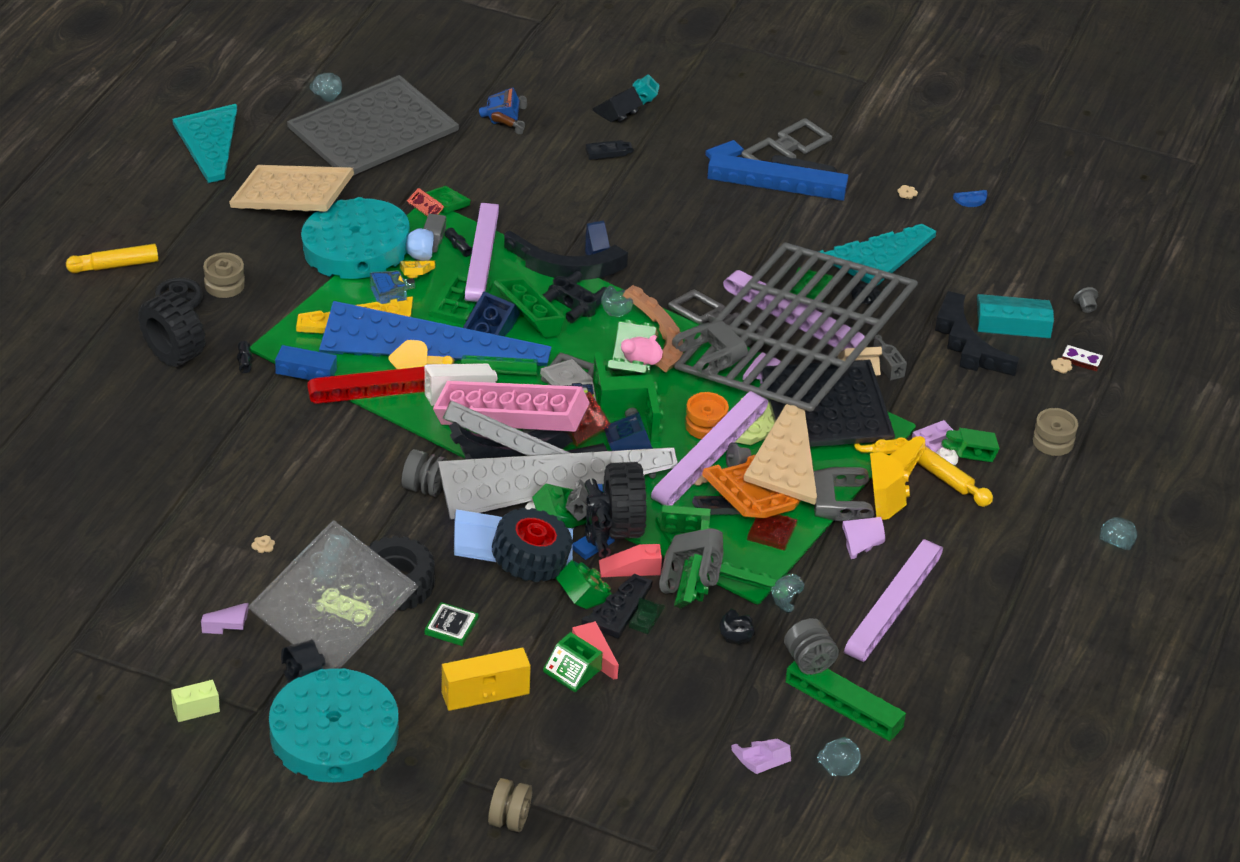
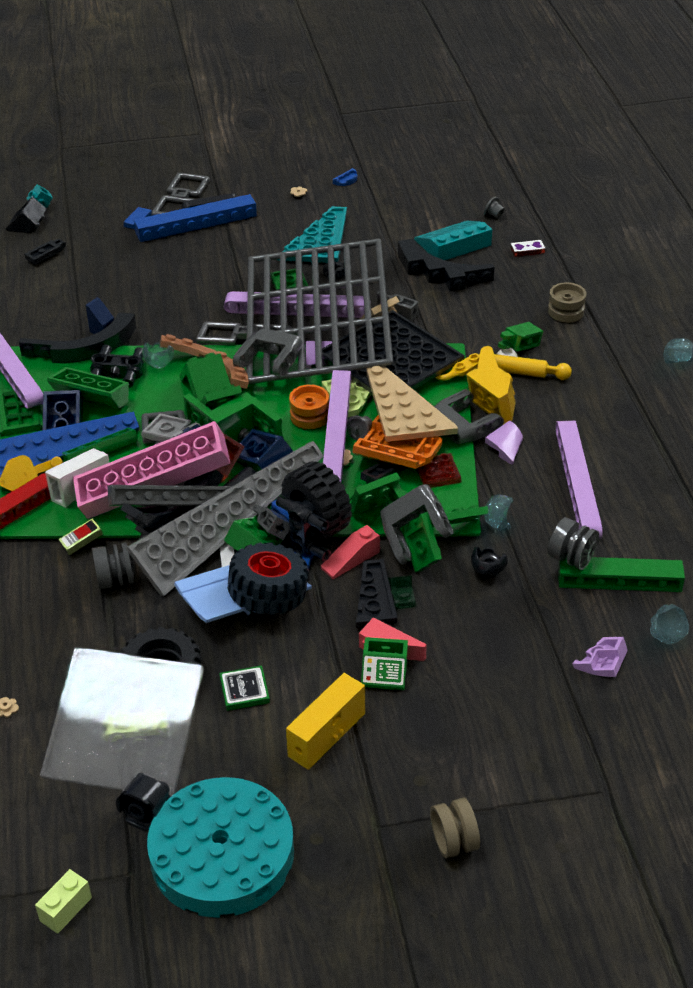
camera: 30 degrees left, 0 degrees up
(225, 619) = (27, 798): lavender slope -> none
(423, 436) = (81, 536): none -> slope
(583, 585) = (330, 592): green slope -> none
(642, 350) = (221, 376): bright pink hair -> none
(933, 434) = (481, 340): lavender plate -> none
(1061, 365) = (519, 258): tan plant -> none

